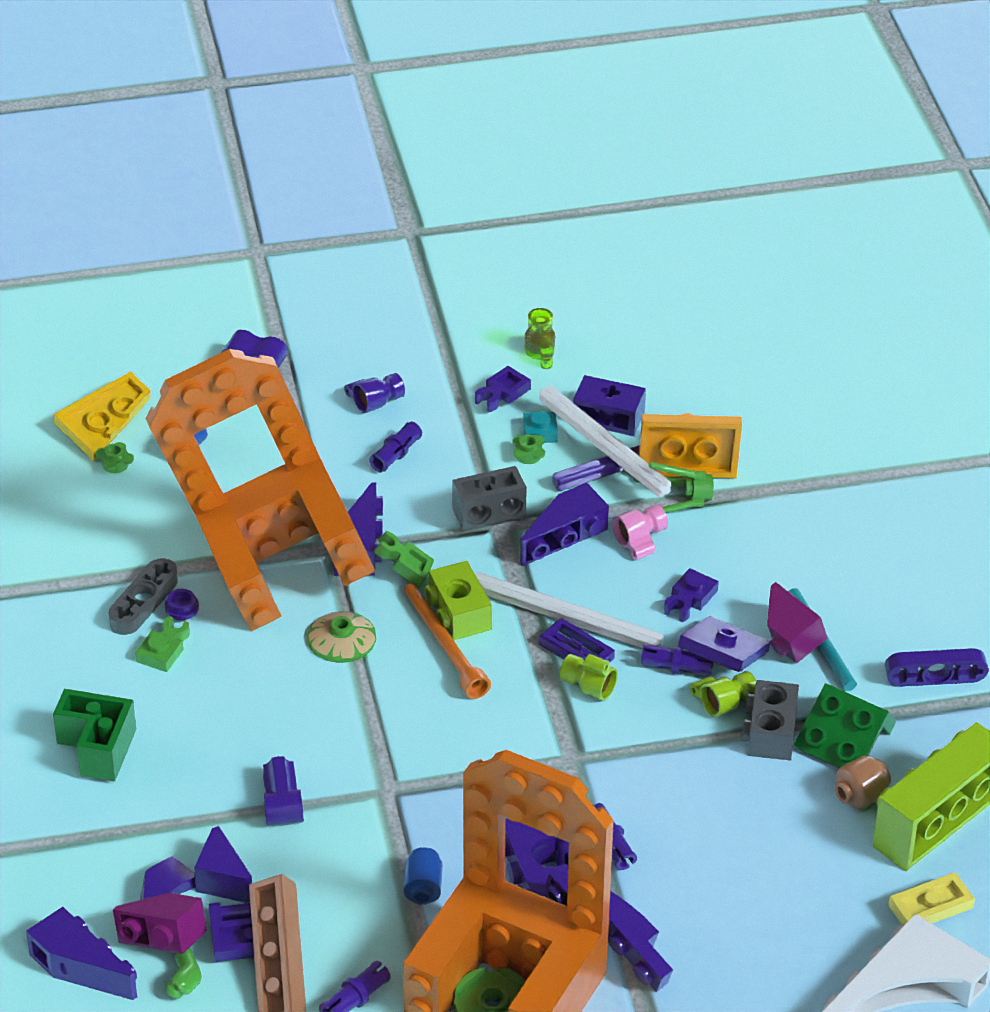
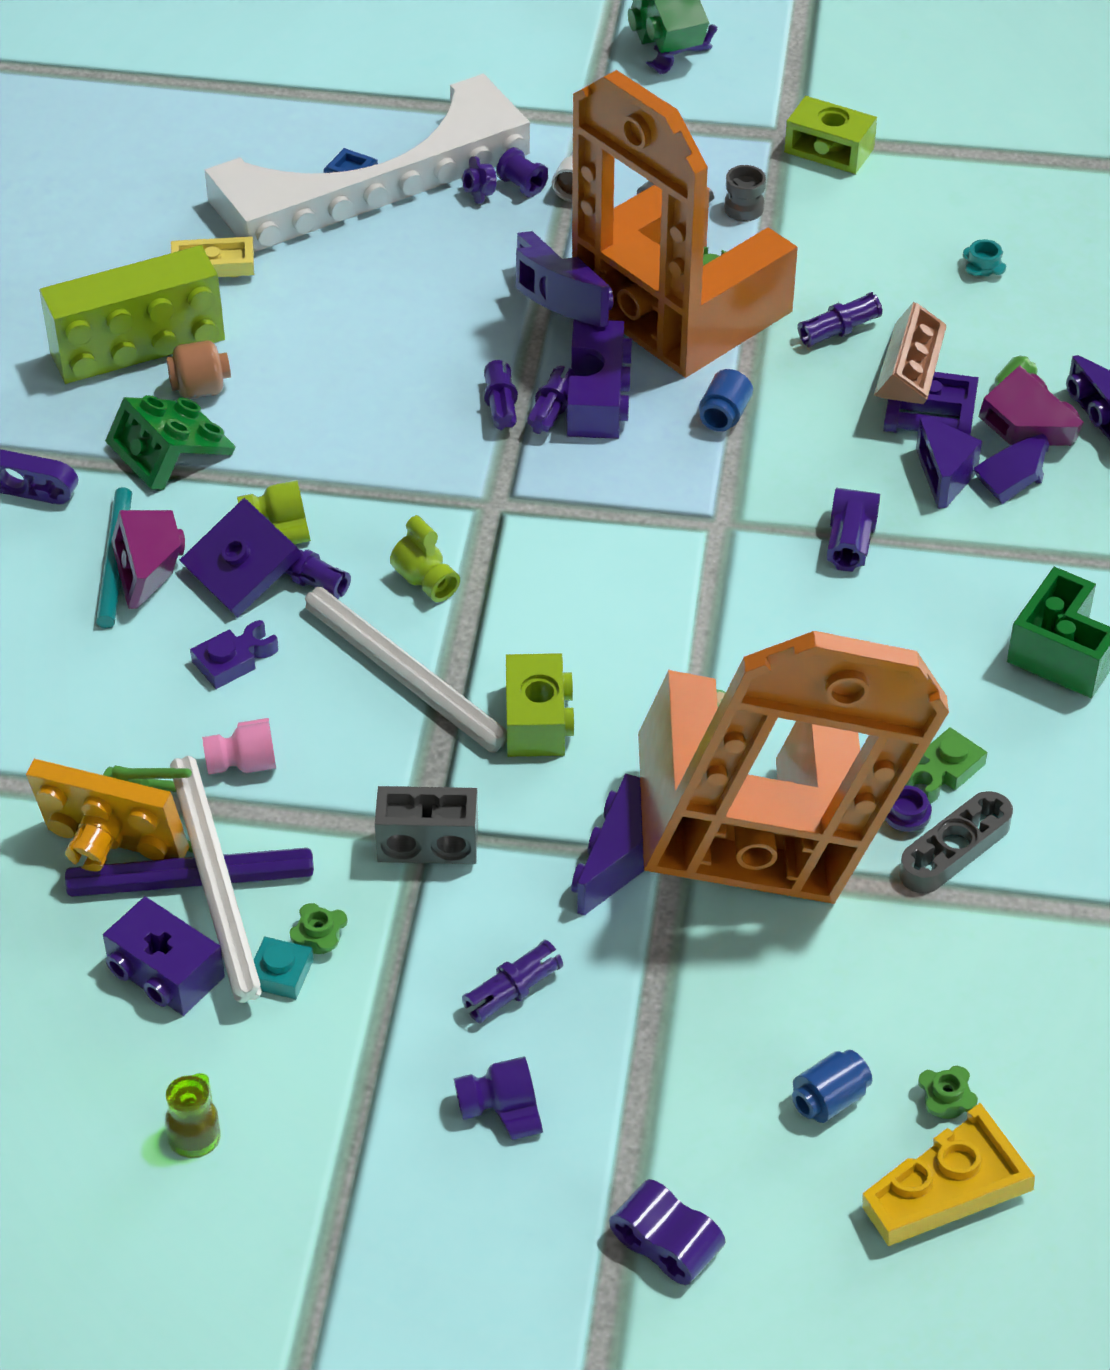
camera: 160 degrees left, 5 degrees up
(407, 558) = (579, 773): bright green plate -> none
(472, 679) = (567, 604): orange piece -> none
(504, 385) = (297, 1046): dark purple plate -> none
(562, 646) = (428, 647): dark purple tile -> none
(566, 521) = (338, 779): dark purple slope -> none
(772, 721) = (244, 459): dark grey brick -> none

